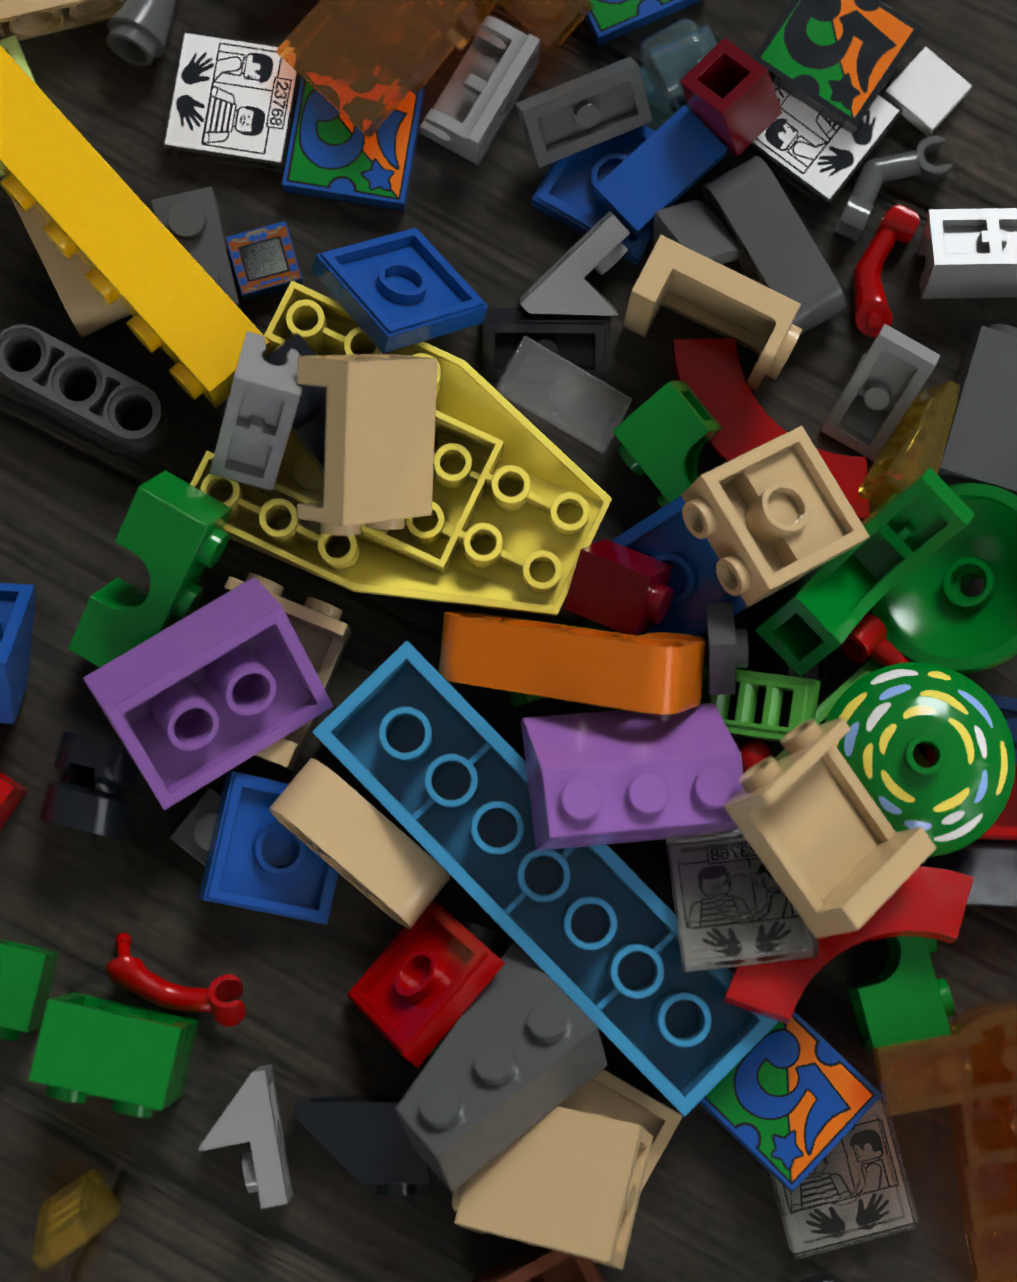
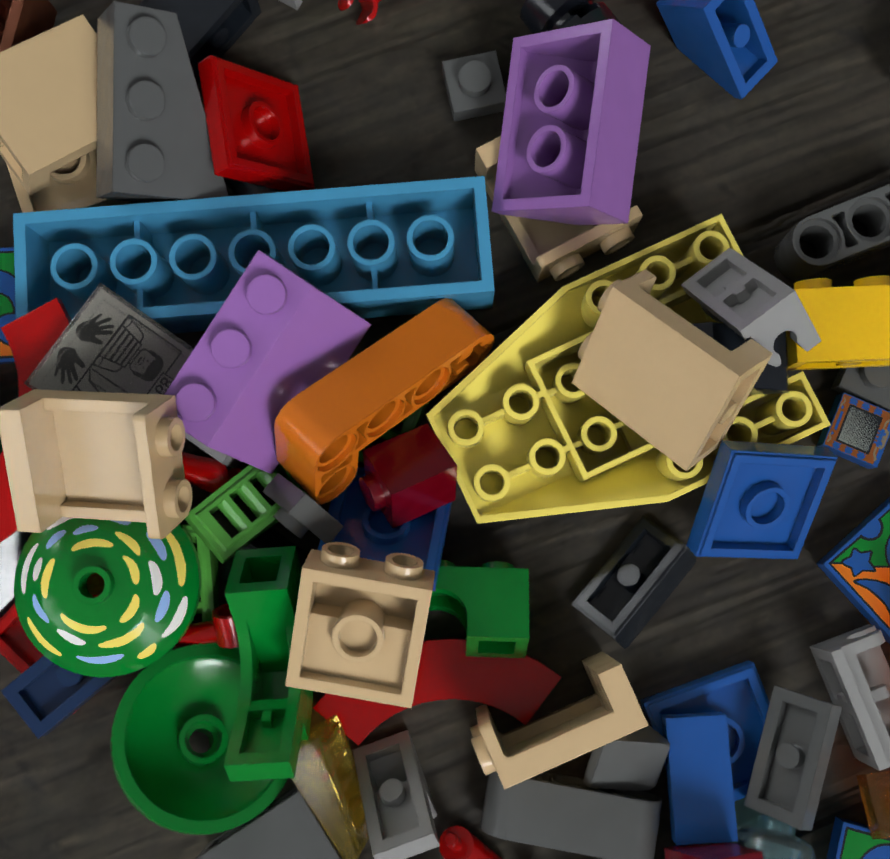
camera: 140 degrees right, 0 degrees up
(176, 537) = (696, 184): green arch -> none
(259, 861) = (430, 108): blue tile -> none
(359, 843) = (395, 151): tan beam -> none
(563, 394) = (584, 558): clear slope -> none
(565, 284) = (664, 630): light grey slope -> none

